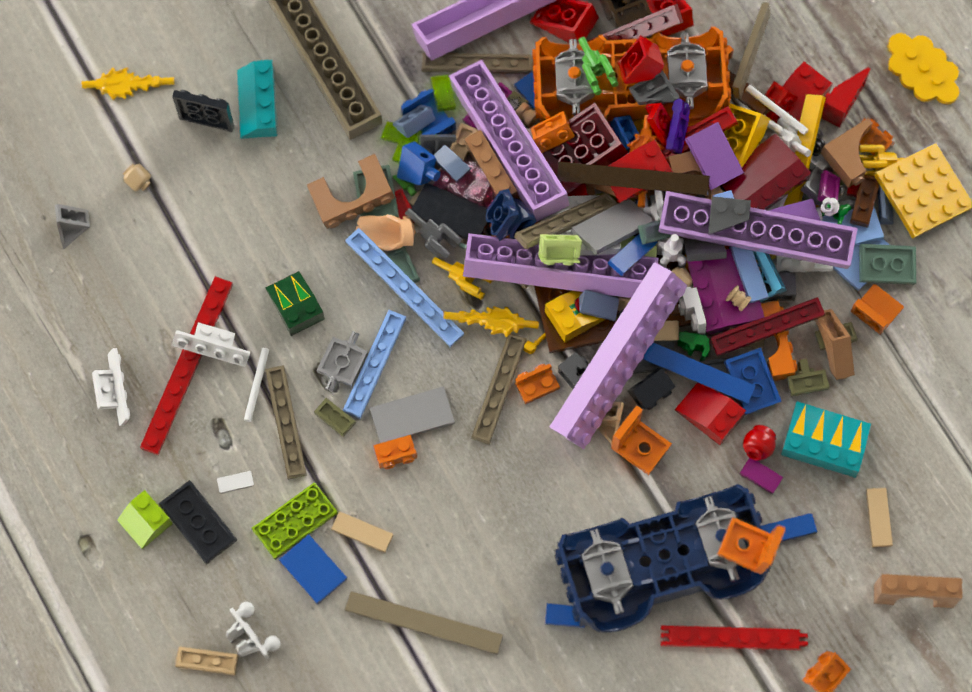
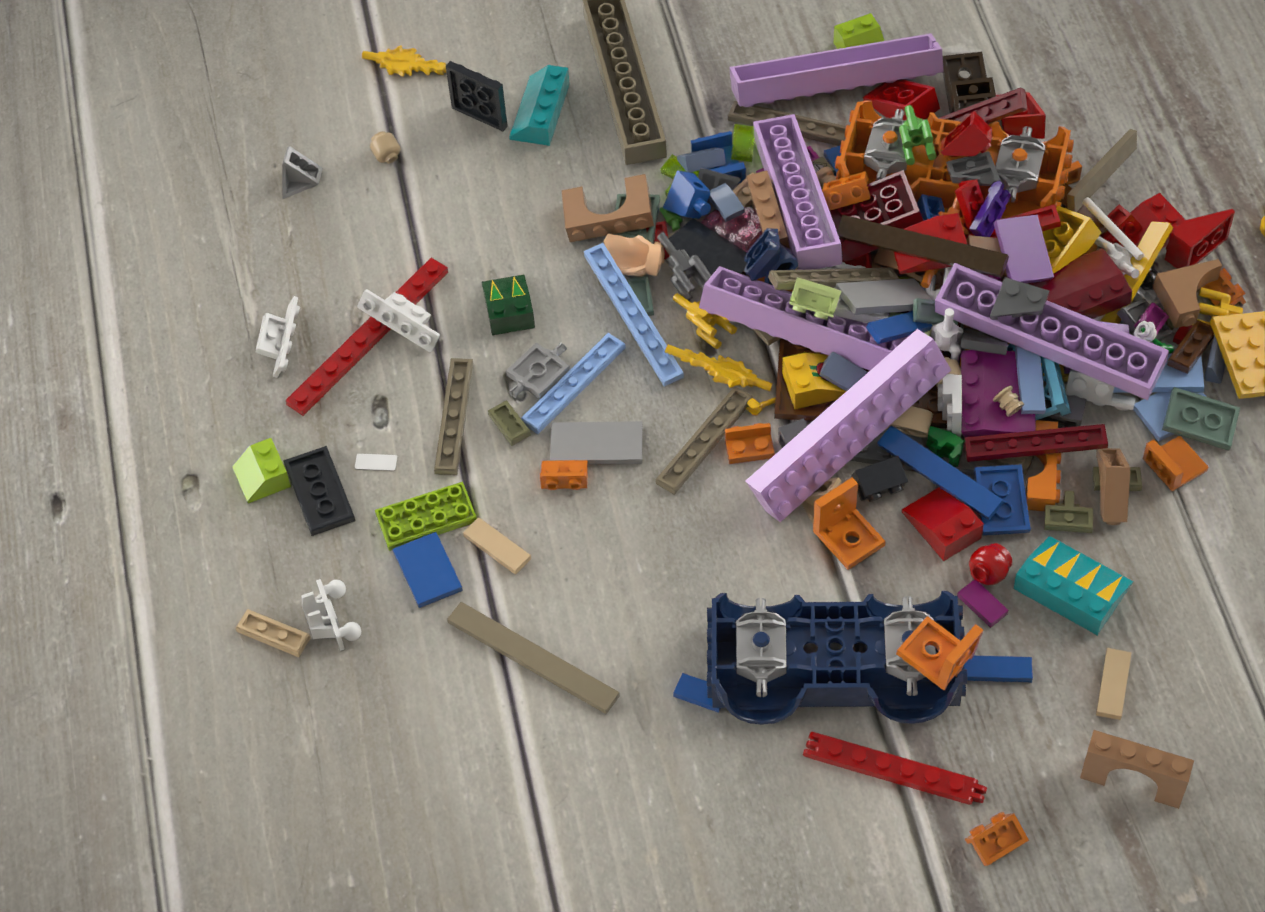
camera: 20 degrees right, 15 degrees down
(256, 384) = (433, 375): white bar -> none

